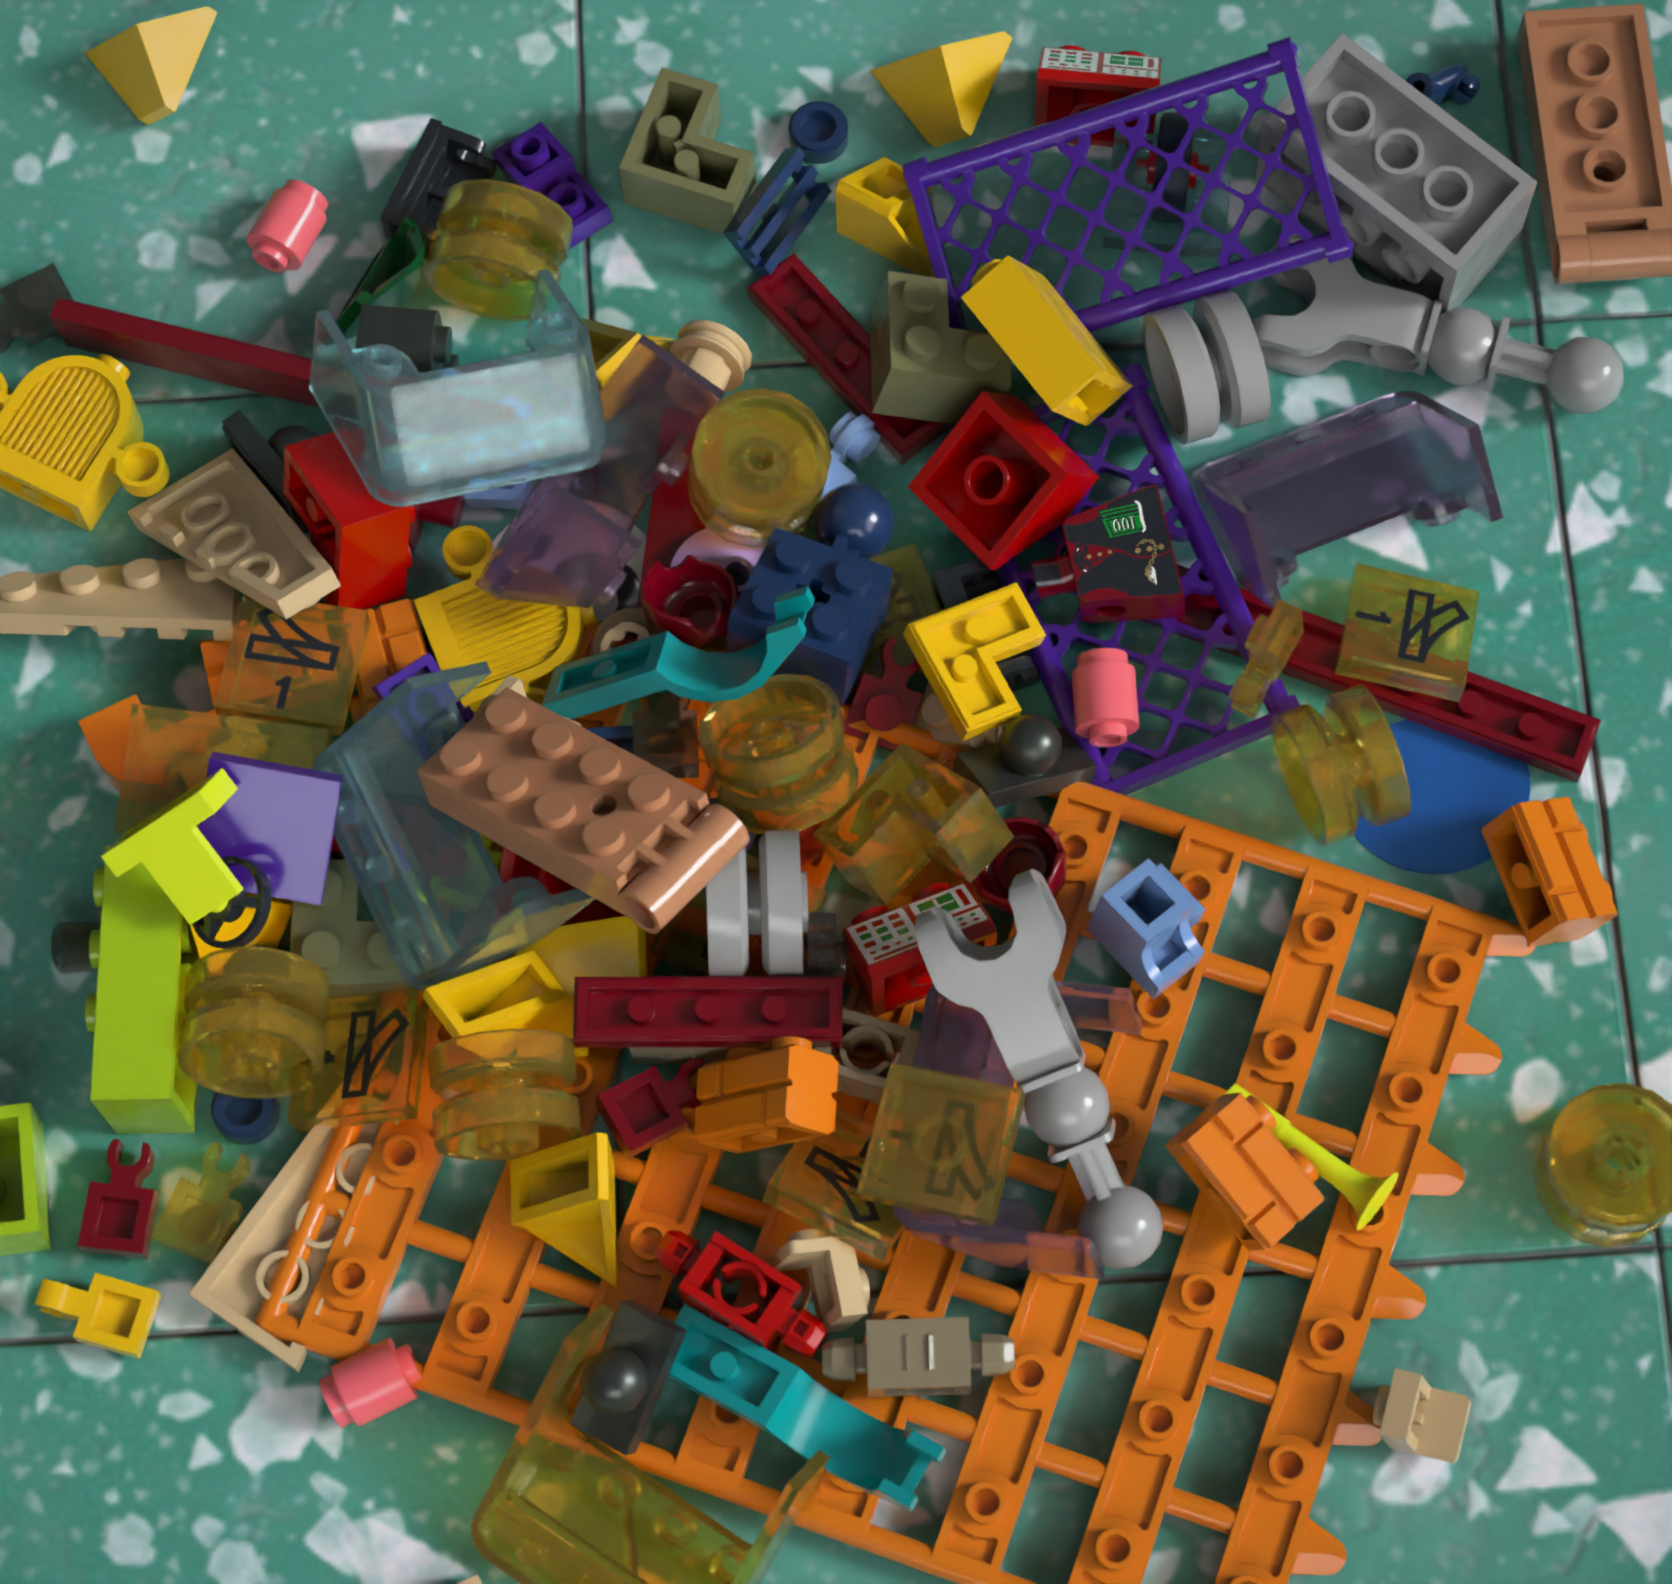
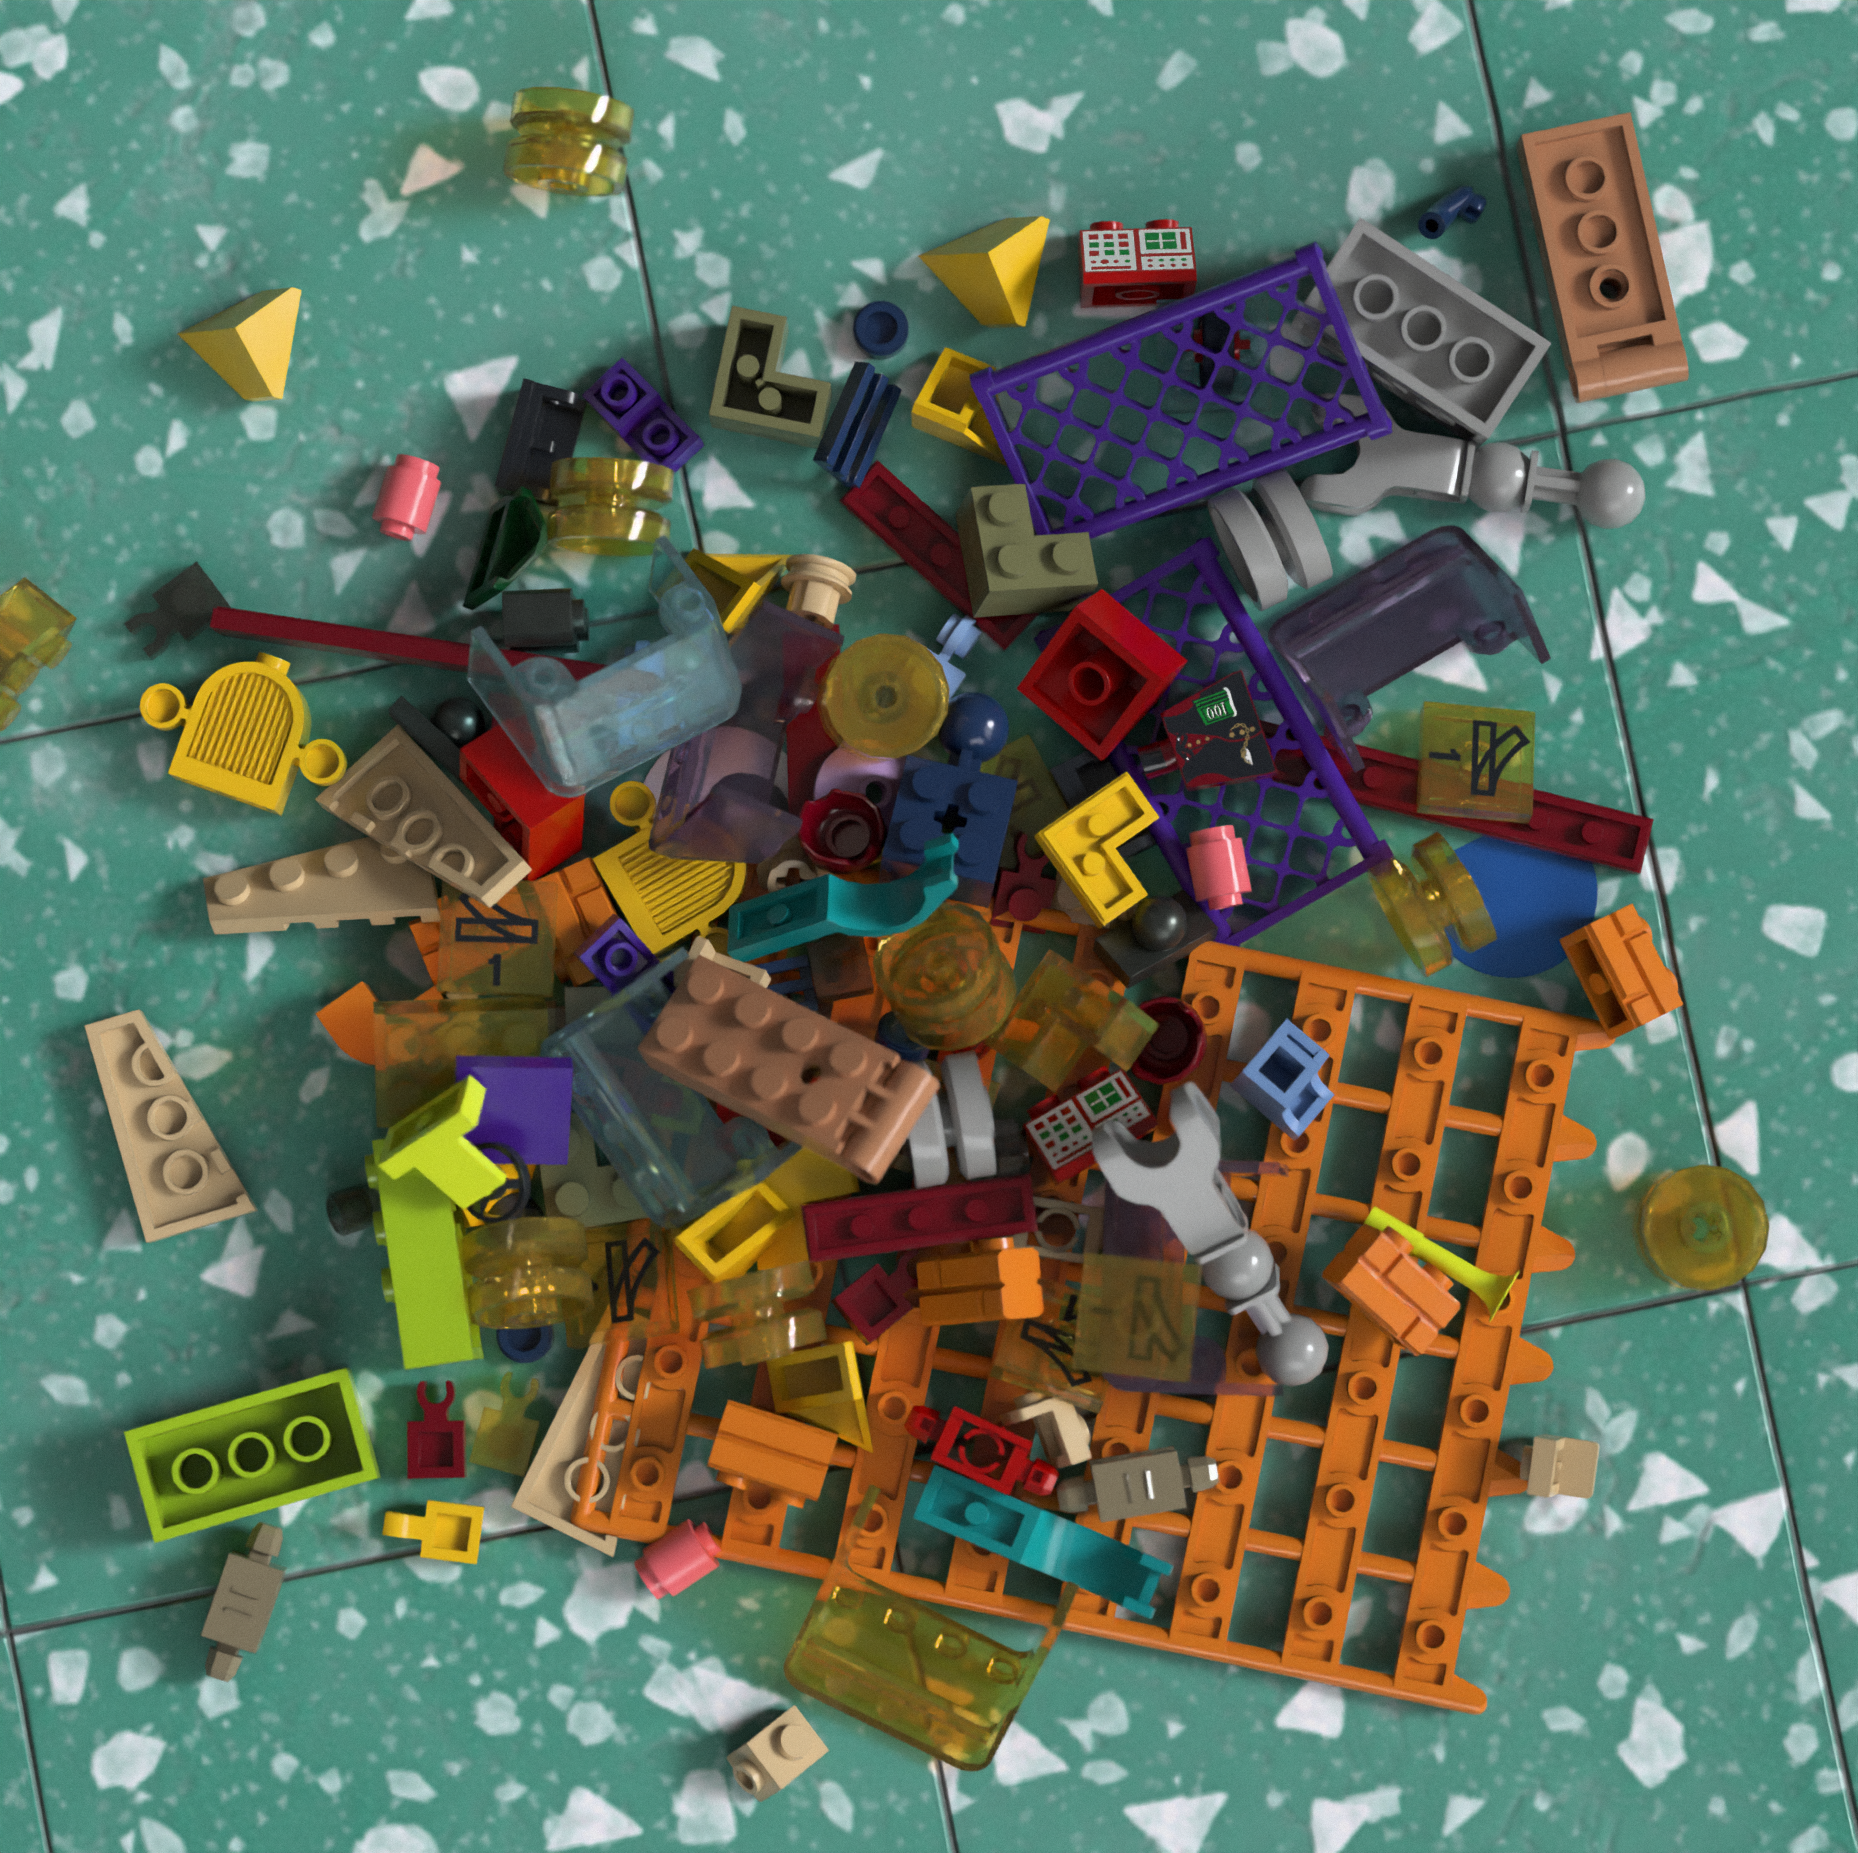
camera: 10 degrees left, 15 degrees up
(497, 1262) = (771, 1452): none -> orange brick
(627, 1377) = (897, 1533): pearl dark grey tile -> none
(1045, 340) = (1124, 544): yellow brick -> none
(1270, 647) = (1358, 803): clear yellow plate -> none

